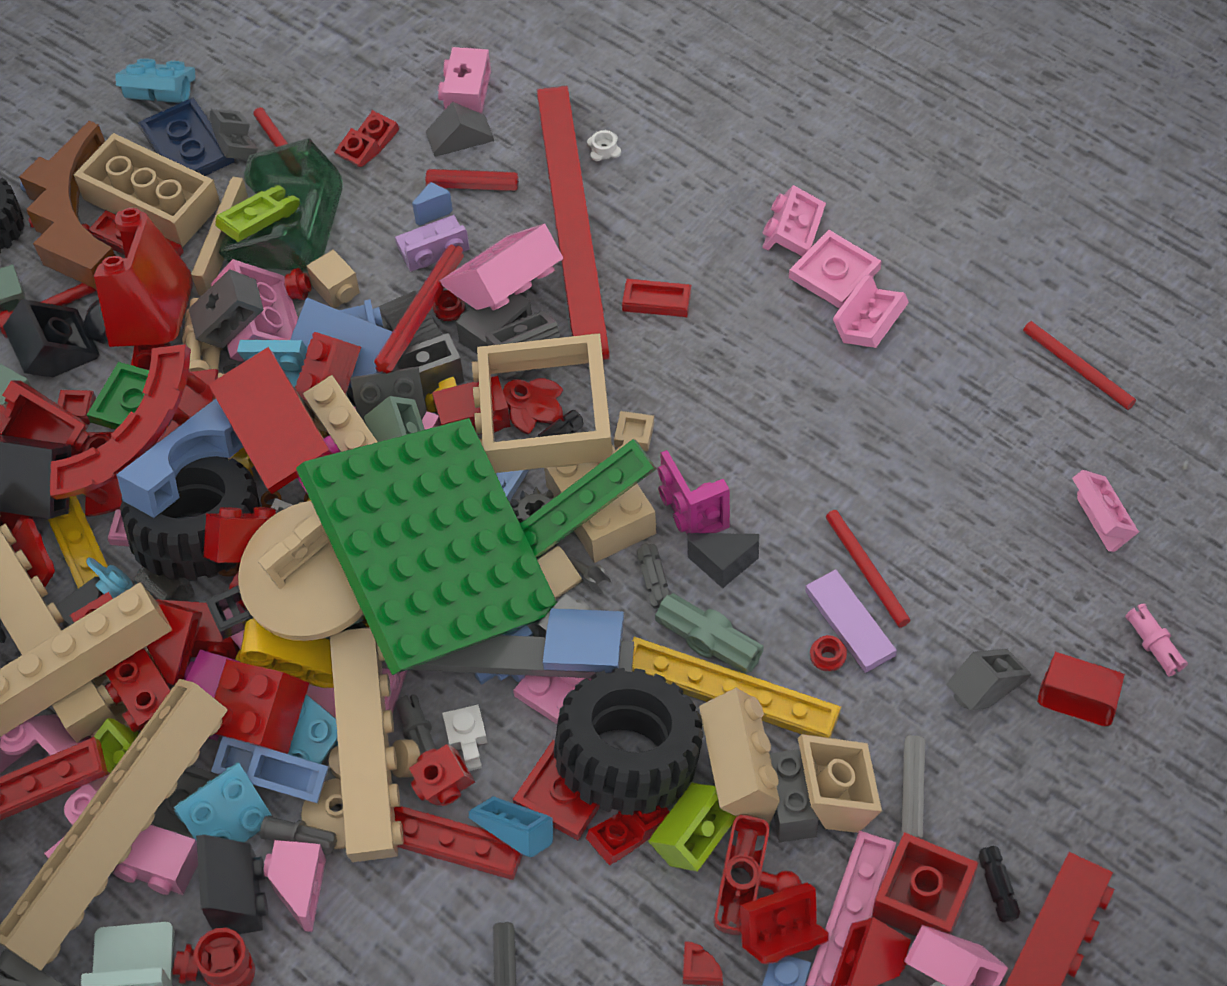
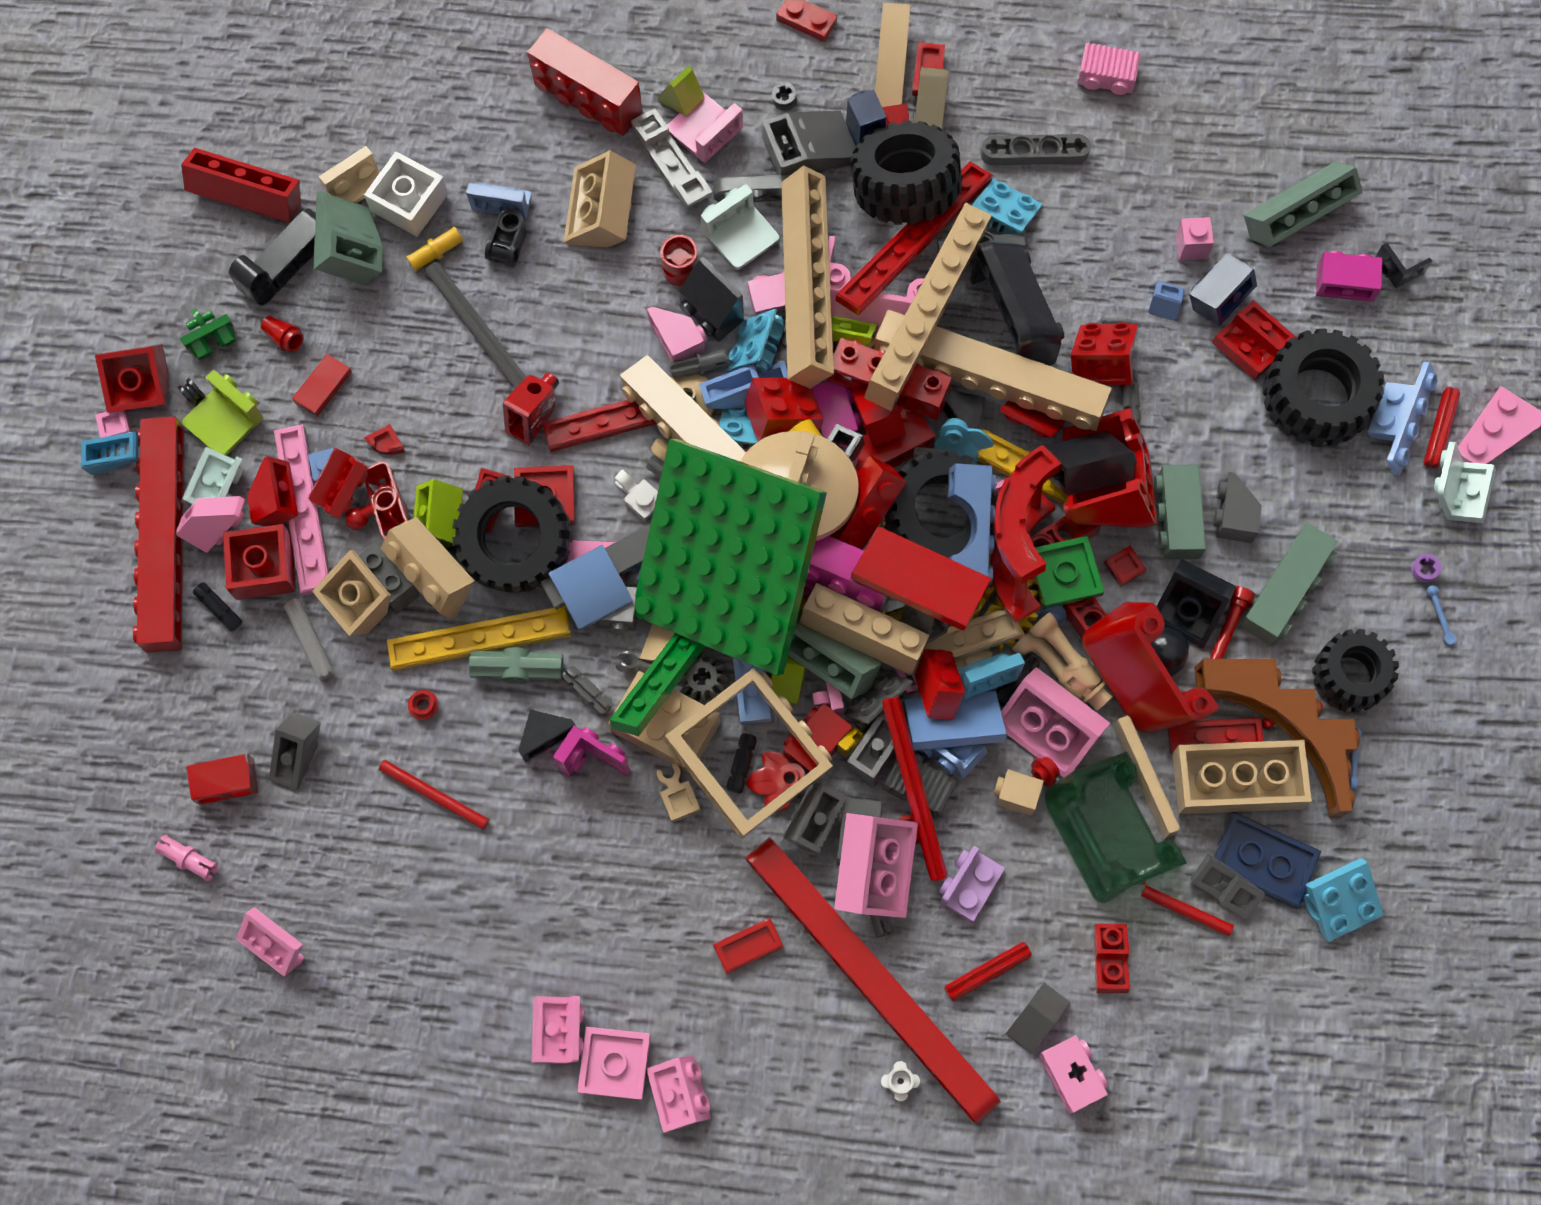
camera: 145 degrees right, 15 degrees up
(185, 965) = (706, 250): red plate -> none
(226, 309) = (1061, 685): dark grey brick -> none
(256, 213) = (1128, 805): lime hinge -> none
(432, 204) = (1000, 919): medium blue slope -> none
(440, 776) = (629, 448): red brick -> none
(511, 887) = (529, 407): none -> red torso
(515, 825) = (539, 459): dark azure slope -> none
(850, 621) = (422, 742): lavender tile -> none
(1079, 365) = (360, 1091): red bar -> none

